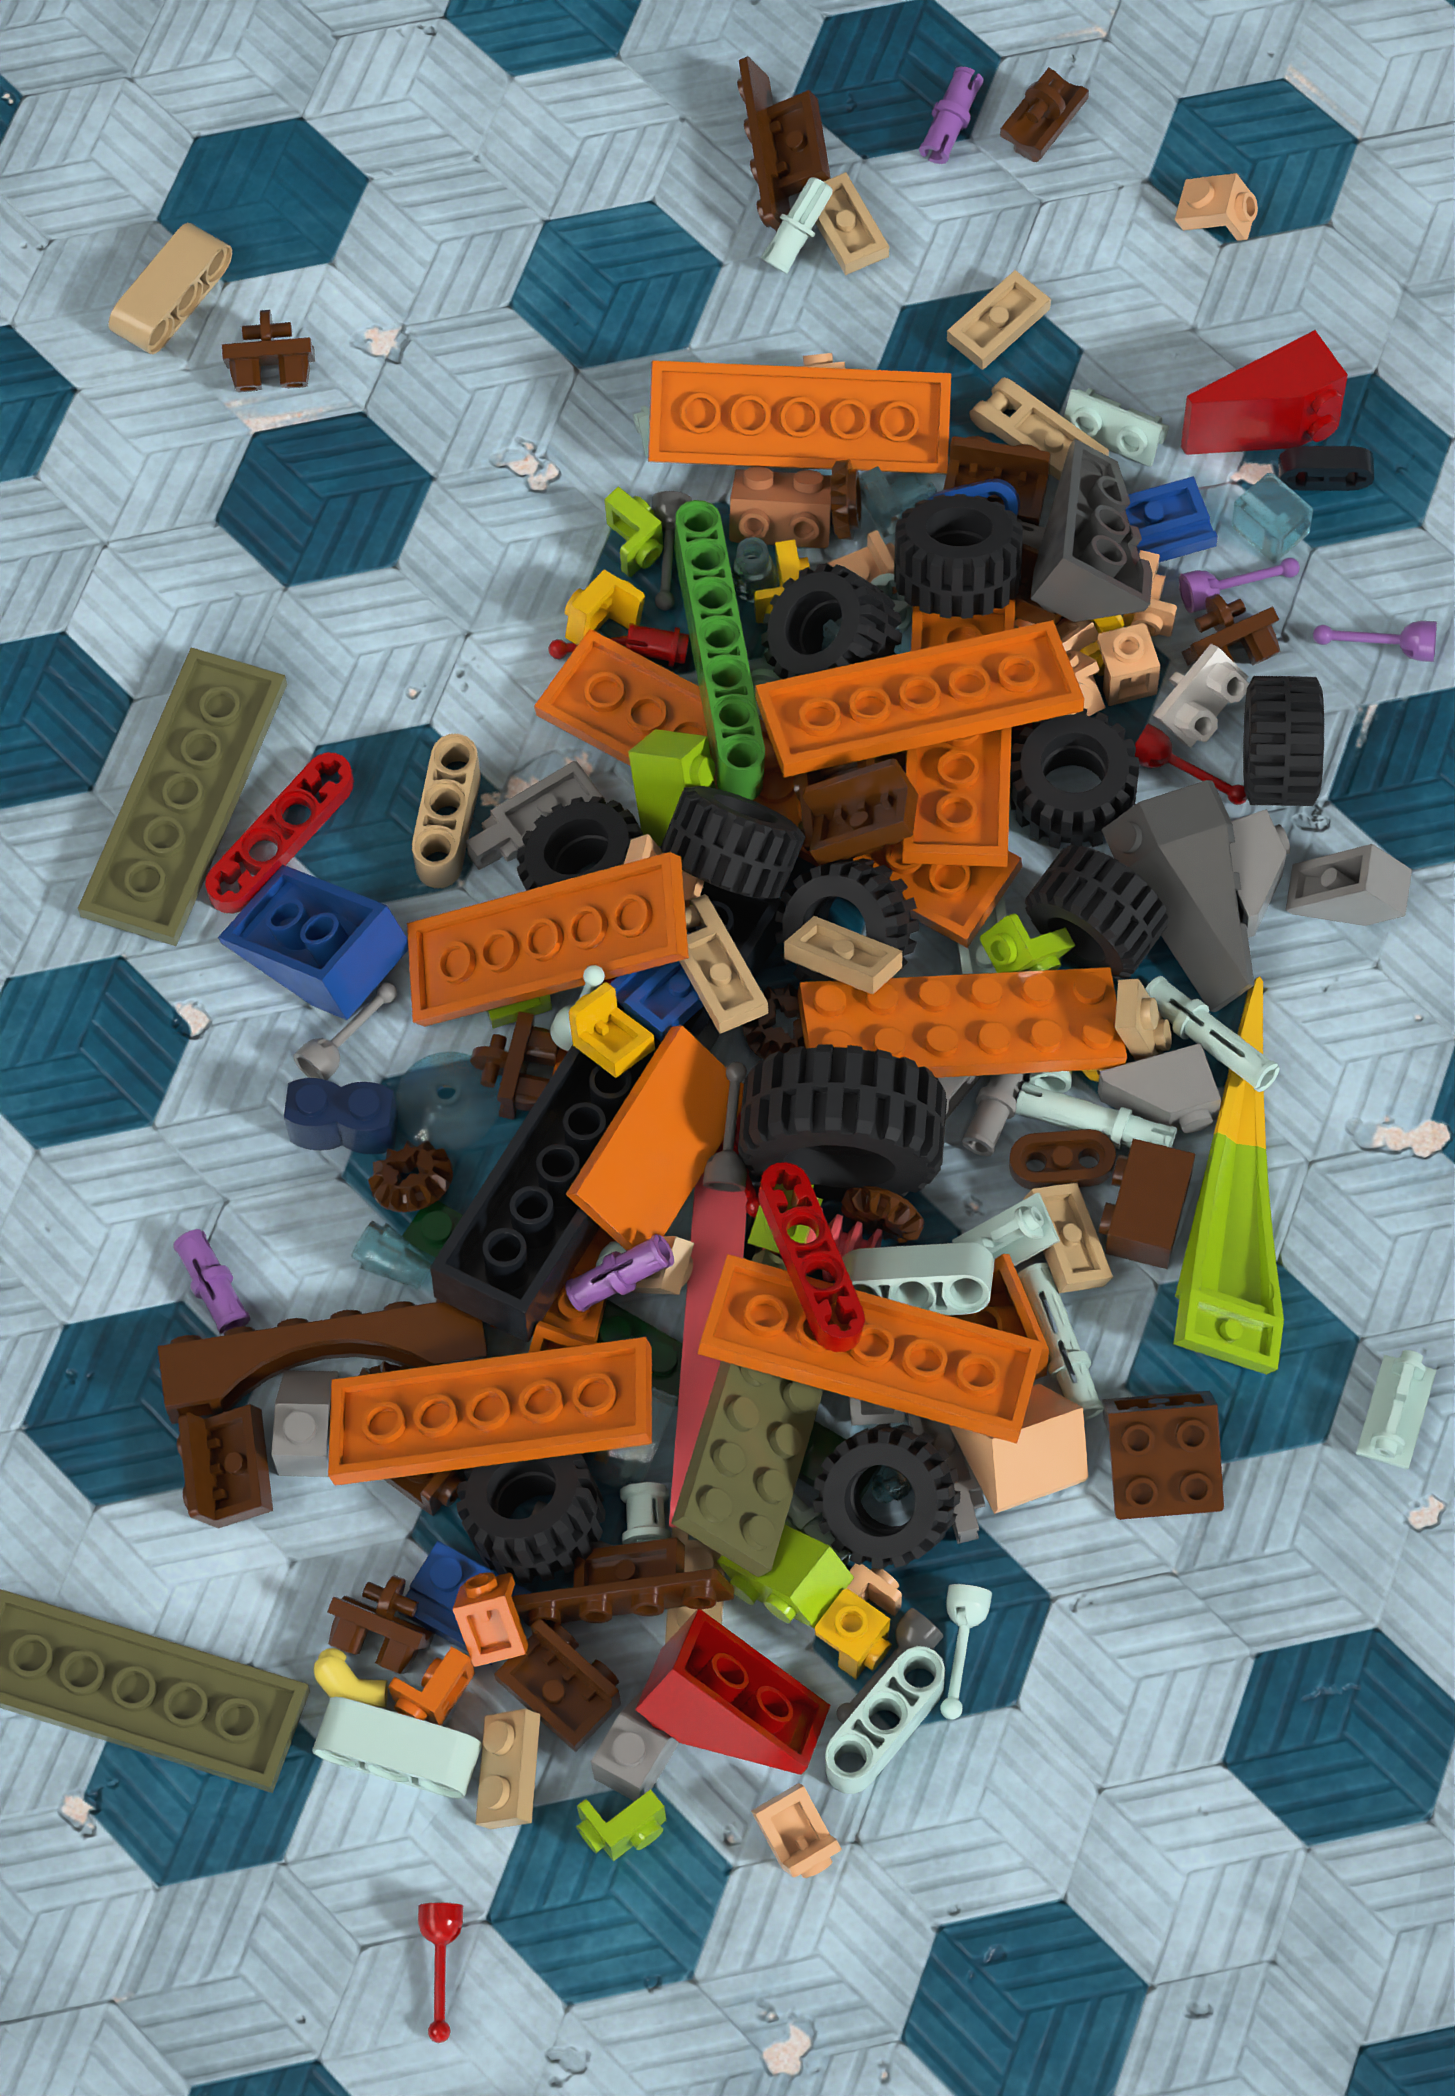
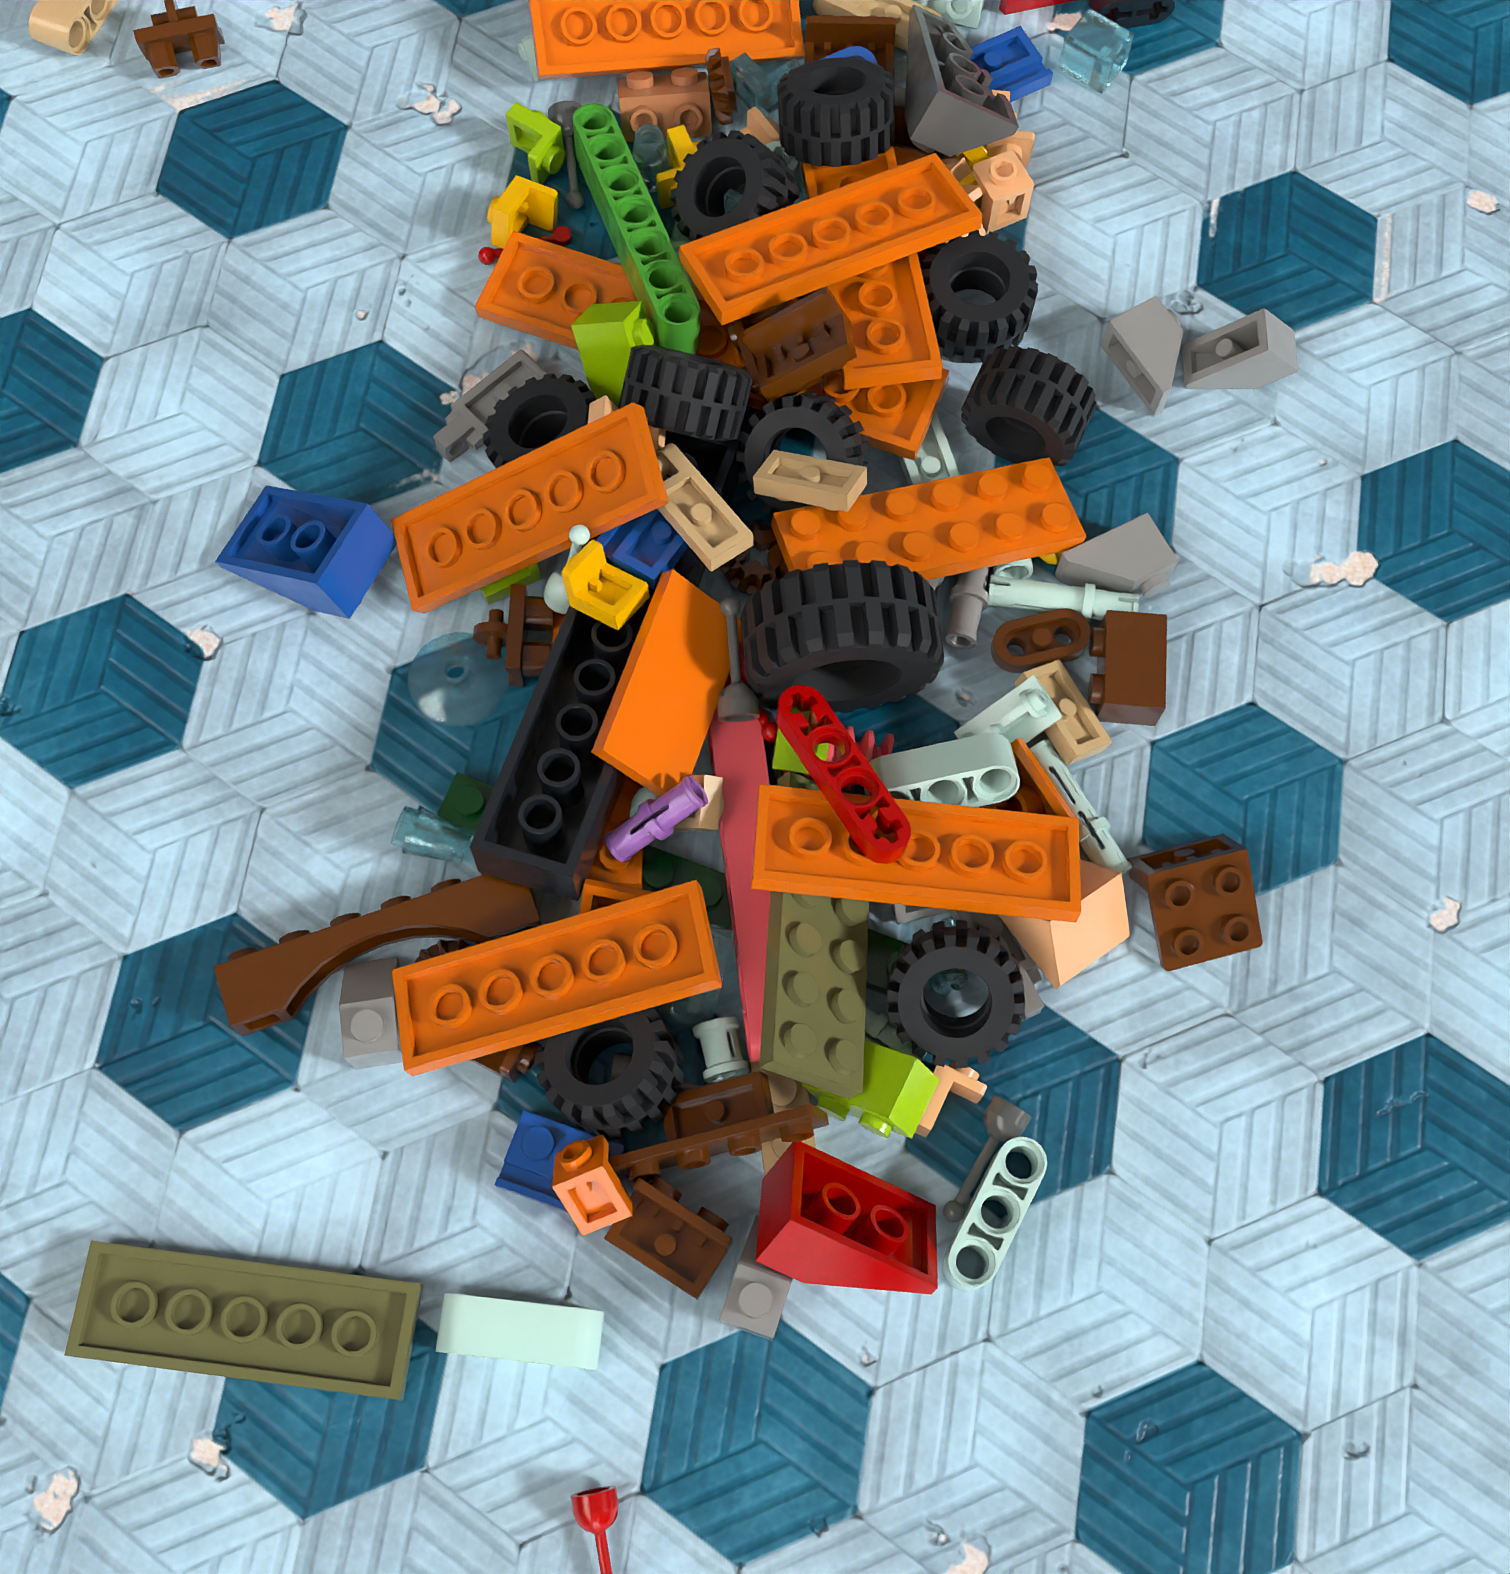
camera: 15 degrees left, 5 degrees up
(182, 796) = (160, 439): olive plate -> none
(211, 1281) = (259, 890): medium lavender pin -> none
(225, 1466) = (300, 1073): reddish brown bracket -> none
(273, 828) = (251, 453): red beam -> none
(320, 1056) = (330, 657): light grey hinge -> none
(328, 1116) = (348, 711): dark blue brick -> none
(340, 1681) = (454, 1274): light yellow arm -> none
(356, 1618) = (459, 1203): reddish brown hips -> none
(418, 1189) = (444, 768): reddish brown gear -> none
(442, 1686) = (554, 1256): orange bracket -> none
(444, 789) = (406, 393): tan beam -> none
(508, 1769) = (635, 1333): tan plate -> none
(634, 1826) = (773, 1371): lime bracket -> none
(658, 643) = (580, 236): red pin -> none
(796, 1832) = (934, 1348): light nougat bracket -> none
(855, 1632) = (949, 1133): yellow bracket -> none
(884, 1211) = (889, 715): reddish brown gear -> none
(966, 1608) = (1048, 1086): light aqua hinge -> none
(1014, 951) = (959, 453): lime bracket -> none
(1140, 1021) = (1091, 500): tan plate -> none
(1156, 750) = (1044, 262): red hinge -> none
(1184, 855) = (1099, 338): dark grey wedge -> none
(1193, 1021) = (1133, 496): light aqua pin -> none
(1199, 584) = (1048, 120): medium lavender hinge -> none
(1201, 696) = (1071, 207): white hips -> none
(1229, 1267) = (1217, 714): lime plate -> none
(1253, 632) = (1102, 150): reddish brown hips -> none
(1283, 740) = (1159, 231): black tyre -> none
(1396, 1409) = (1398, 822): light aqua hinge -> none
(1416, 639) = (1244, 138): medium lavender hinge -> none

